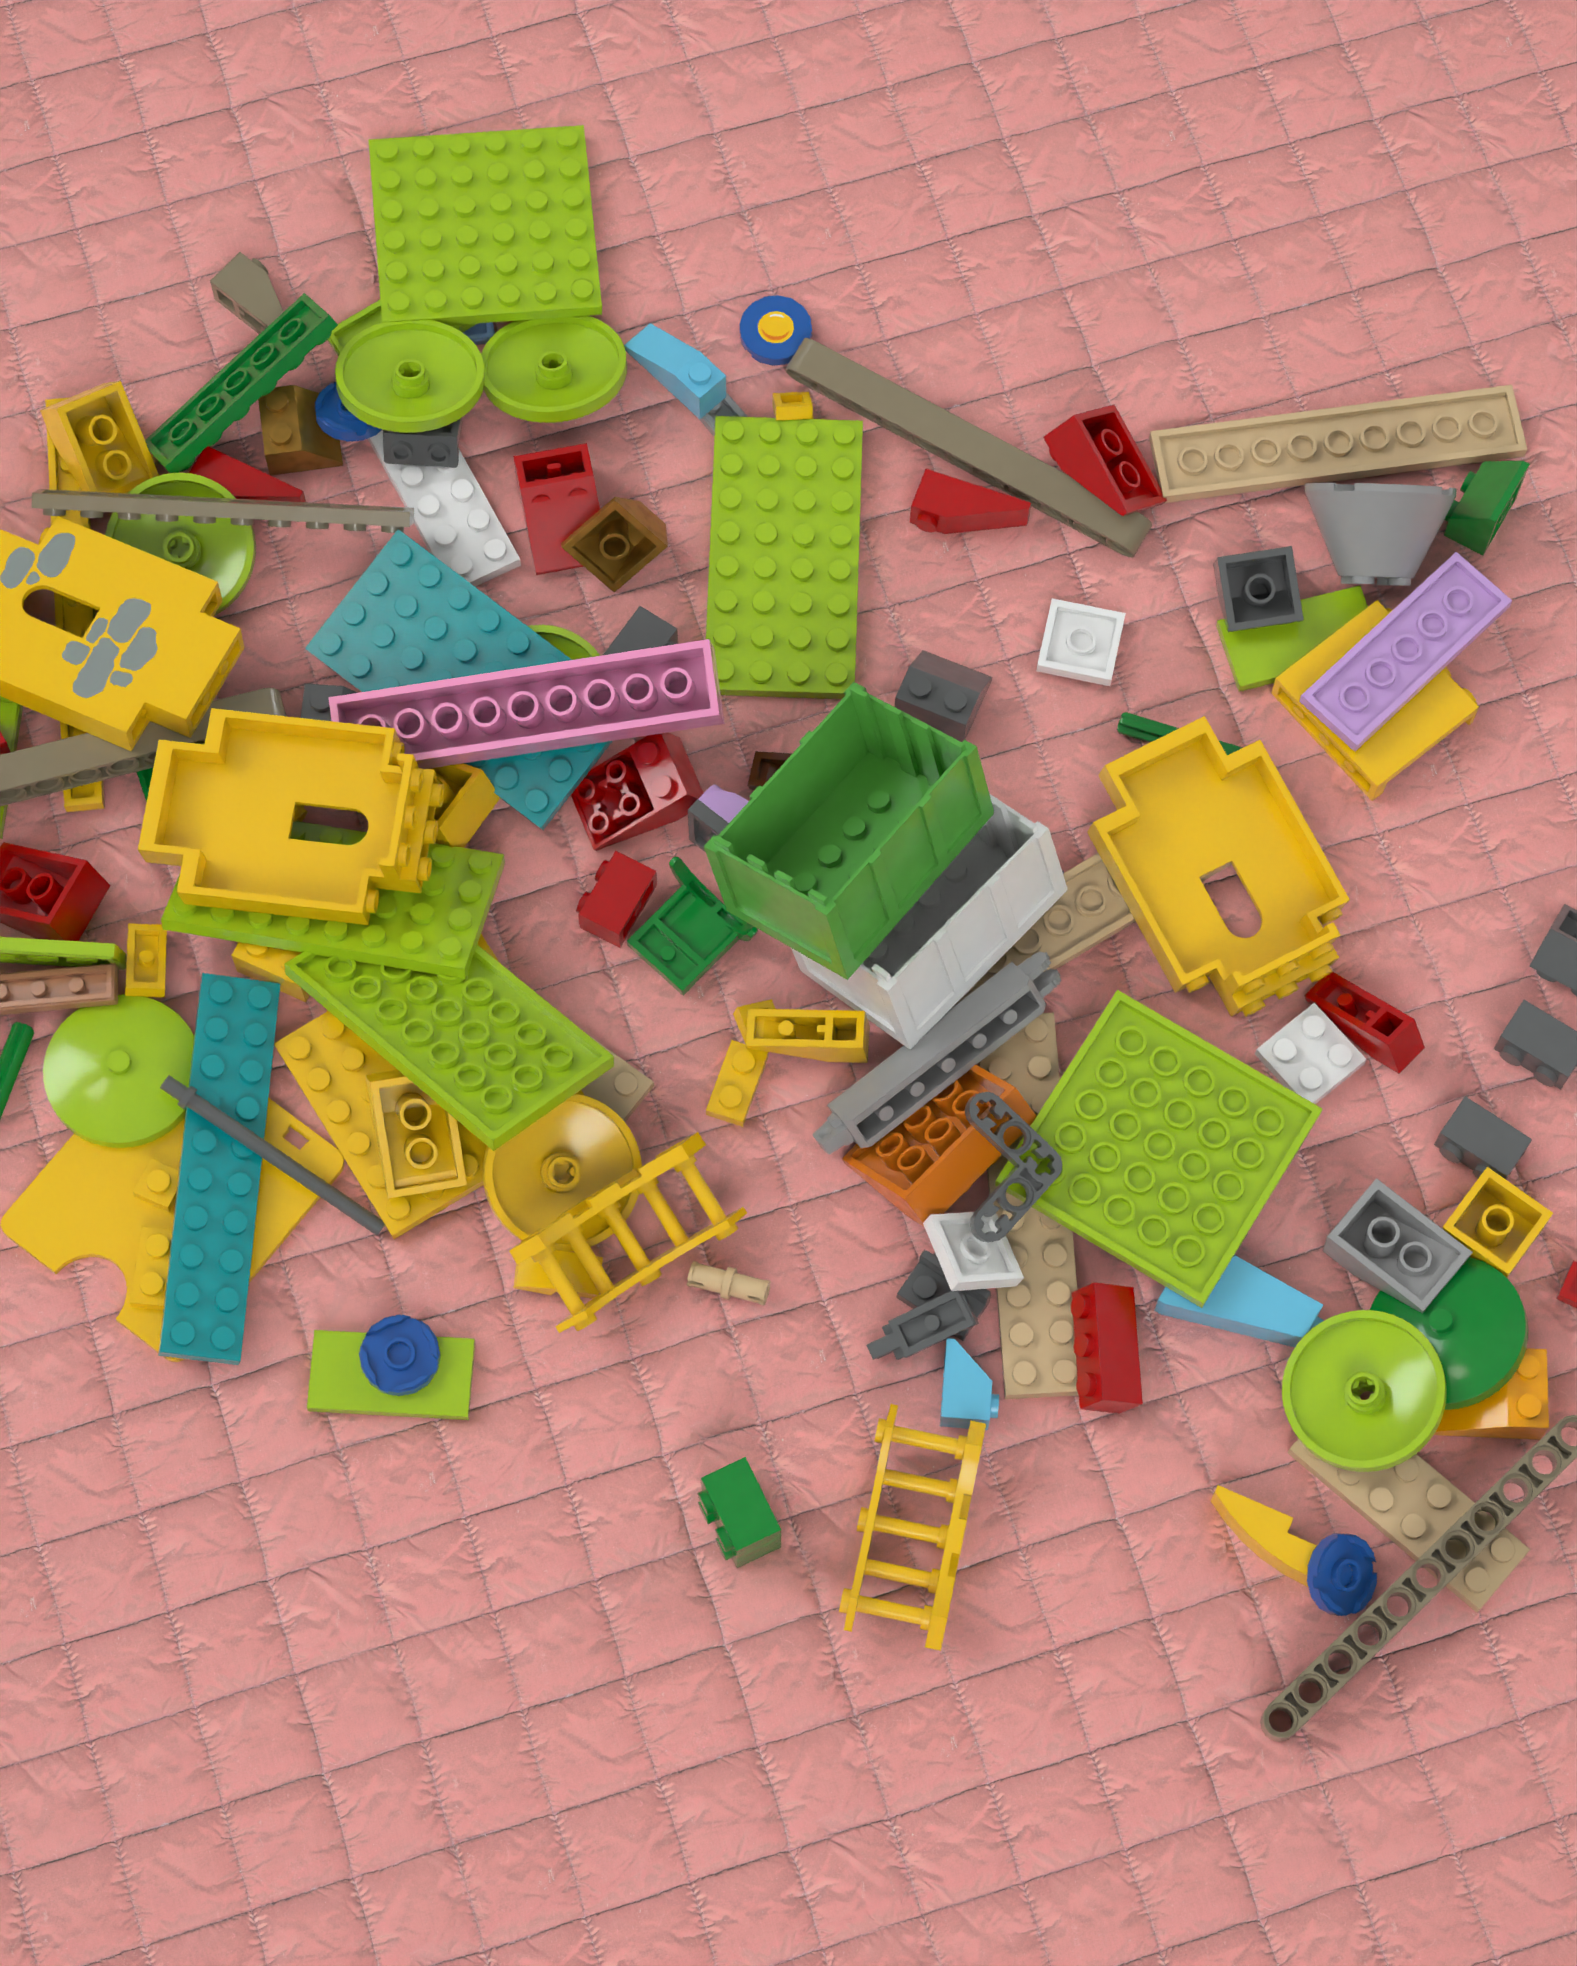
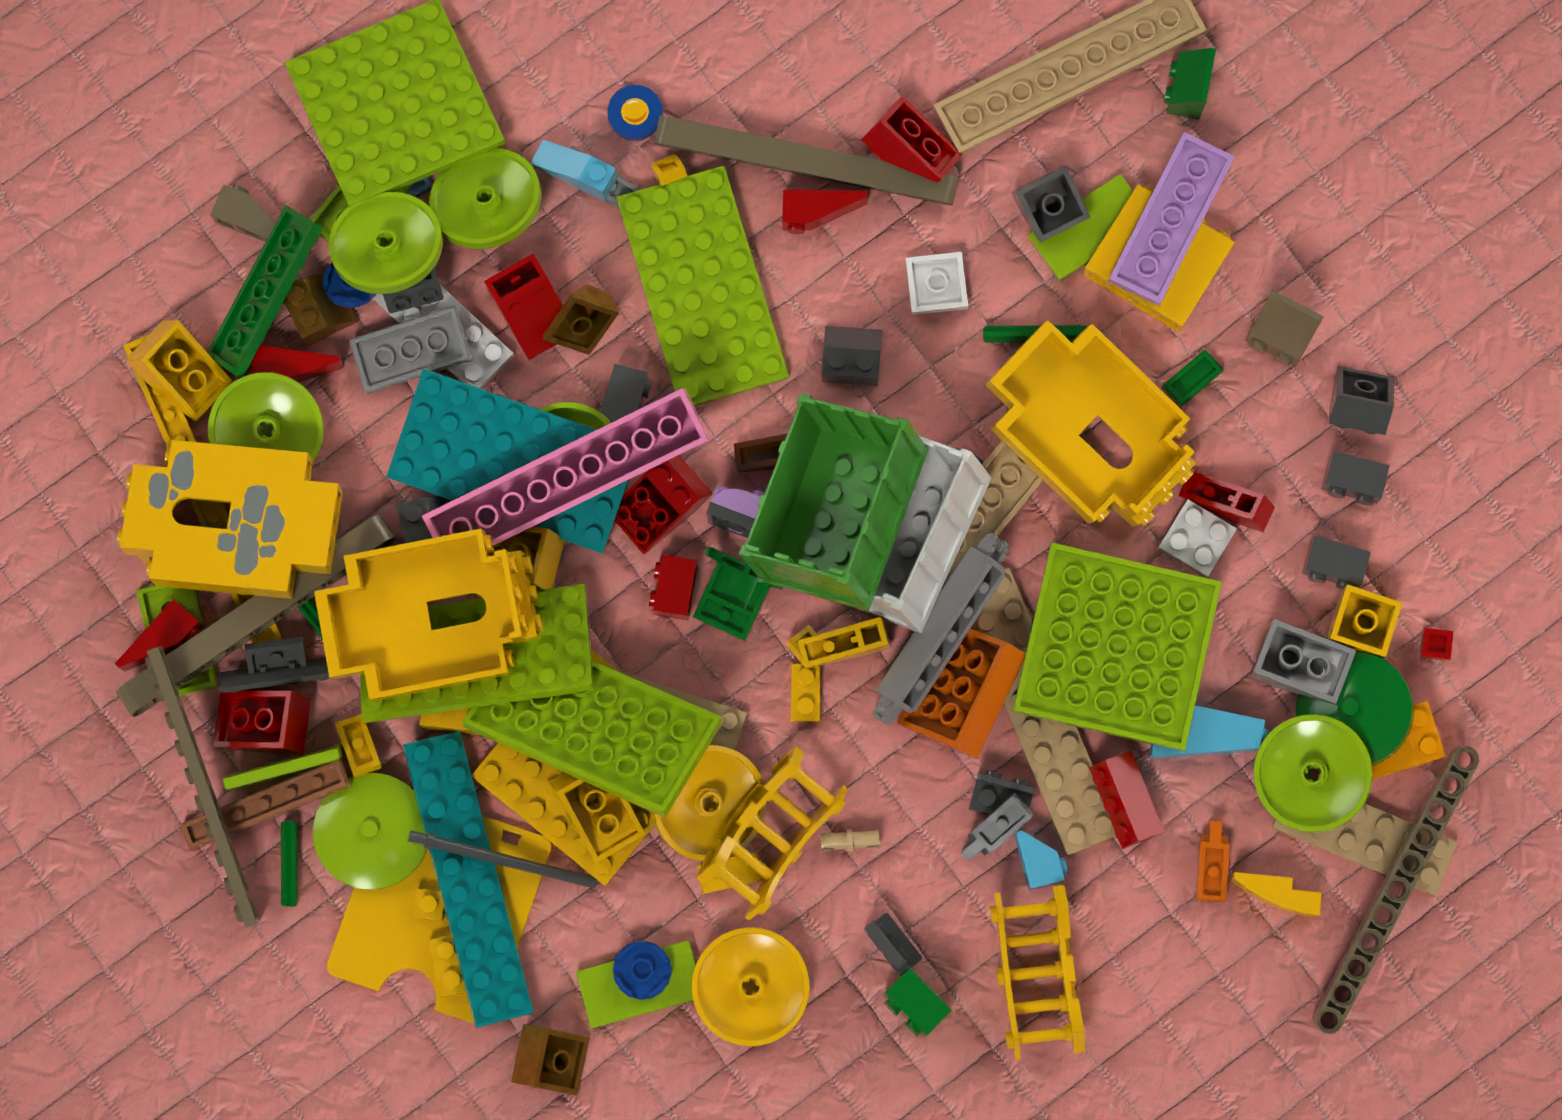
camera: 15 degrees left, 10 degrees up
(81, 827) = (274, 664): none -> dark grey bracket
(207, 509) = (299, 391): dark tan plate -> none
(239, 1428) = (550, 1059): none -> pearl gold slope
(438, 506) = (407, 348): none -> light grey tile
(531, 1421) = (750, 986): none -> yellow dish
(736, 1427) = (893, 943): none -> dark grey bracket
(968, 1261) = (1013, 764): white plate -> none
(1022, 1174) = (1031, 700): dark grey beam -> none
(1193, 1471) = (1213, 865): none -> orange hinge
(1341, 1574) = (1337, 905): blue tile -> none
(1370, 859) = (1192, 378): none -> green tile
(1378, 527) = (1122, 128): light grey cone -> none
(1507, 827) = (1283, 329): none -> dark tan slope

